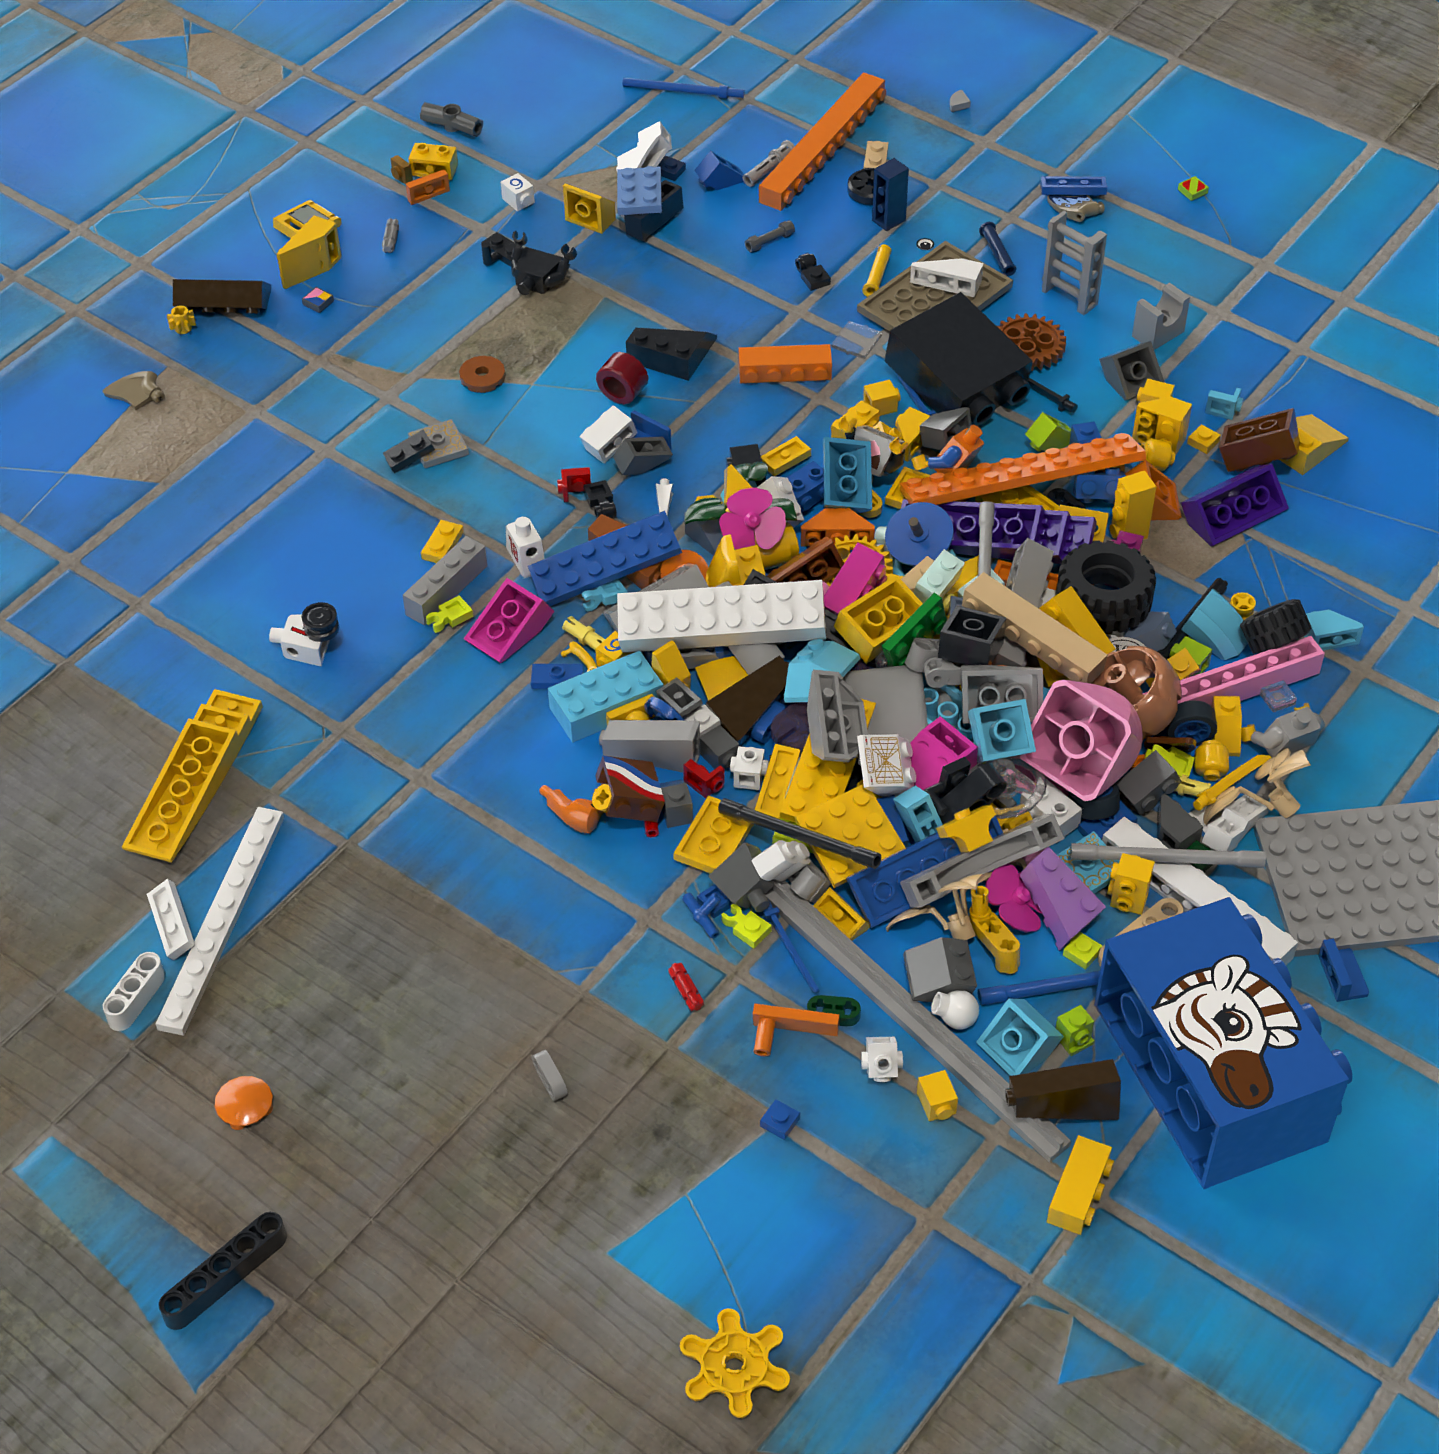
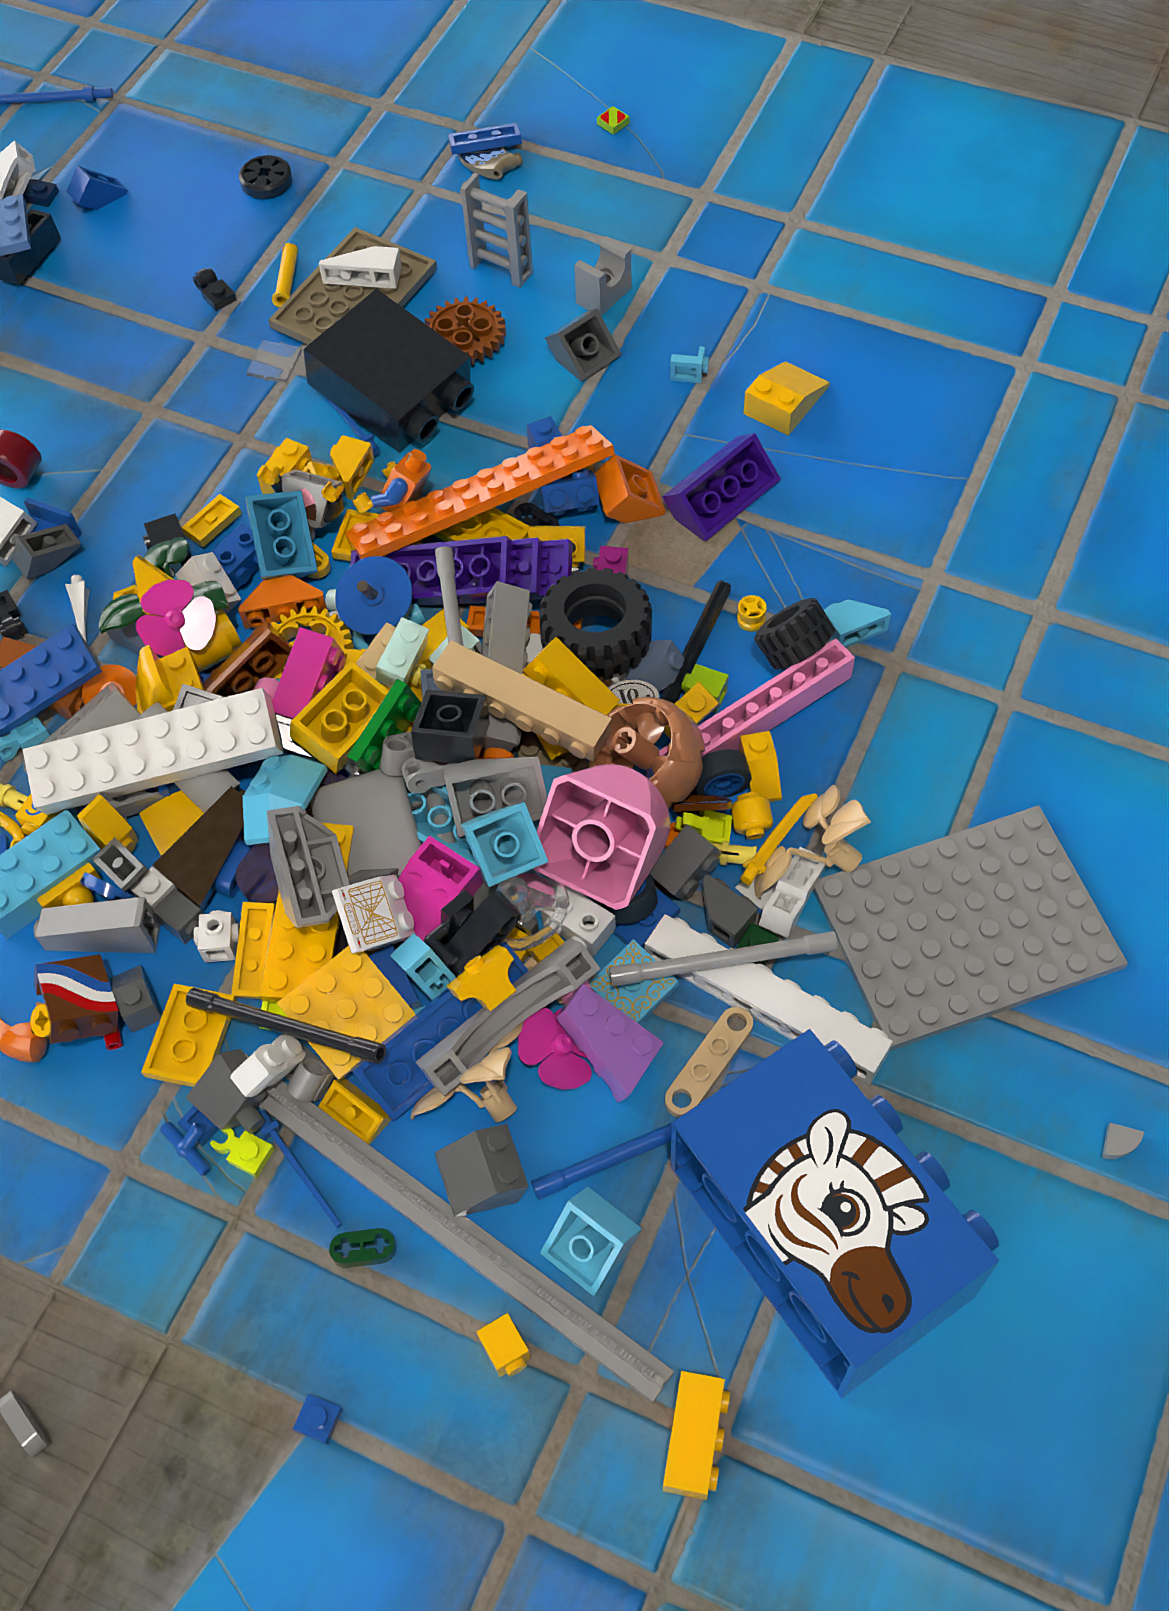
camera: 10 degrees left, 10 degrees up
(669, 350) = (62, 413): black wedge -> none
(686, 986) = (179, 1254): red axle -> none
(701, 780) = (164, 962): red bracket -> none
(772, 1017) = (285, 1278): orange piece -> none
(774, 158) = (156, 162): light grey pin -> none
(785, 229) = (177, 243): dark grey bar -> none
(785, 363) = (195, 406): orange brick -> none
(821, 141) = (203, 134): orange brick -> none
(875, 154) = (266, 139): tan plate -> none
(877, 1049) = (428, 1309): white brick -> none
(882, 396) = (310, 428): yellow brick -> none
(890, 194) = (284, 183): dark blue brick -> none
(925, 244) = (334, 233): black sticker -> none
(942, 426) = (384, 453): dark grey slope -> none
(956, 1008) = (509, 1218): white piece -> none
(959, 101) = (347, 62): light grey tile -> none
(989, 232) = (400, 207): dark blue pin -> none
(999, 940) = (550, 1116): yellow beam -> none
(1048, 433) = (503, 438): lime slope -> none
(1064, 402) = (513, 395): black sword -> none
(1067, 1092) = (657, 1316): dark brown slope -> none
(1077, 1030) = (654, 1215): lime brick -> none
(1082, 950) = (646, 1099): neon yellow plate -> none
(1130, 883) = (686, 1002): yellow brick -> none
(1133, 505) = (610, 513): yellow brick -> none
(1154, 390) = (613, 372): yellow brick -> none
(1158, 453) = (627, 441): yellow head -> none
(1162, 420) = (626, 404): yellow slope -> none
(1204, 439) = (674, 412): yellow plate -> none
(1217, 626) = (728, 643): medium azure slope -> none
(1260, 440) = (736, 405): reddish brown slope -> none
(1278, 696) = (811, 716): clear plate -> none
(1289, 731) = (832, 763): light grey torso -> none
(1342, 972) = (949, 1063): blue panel -> none

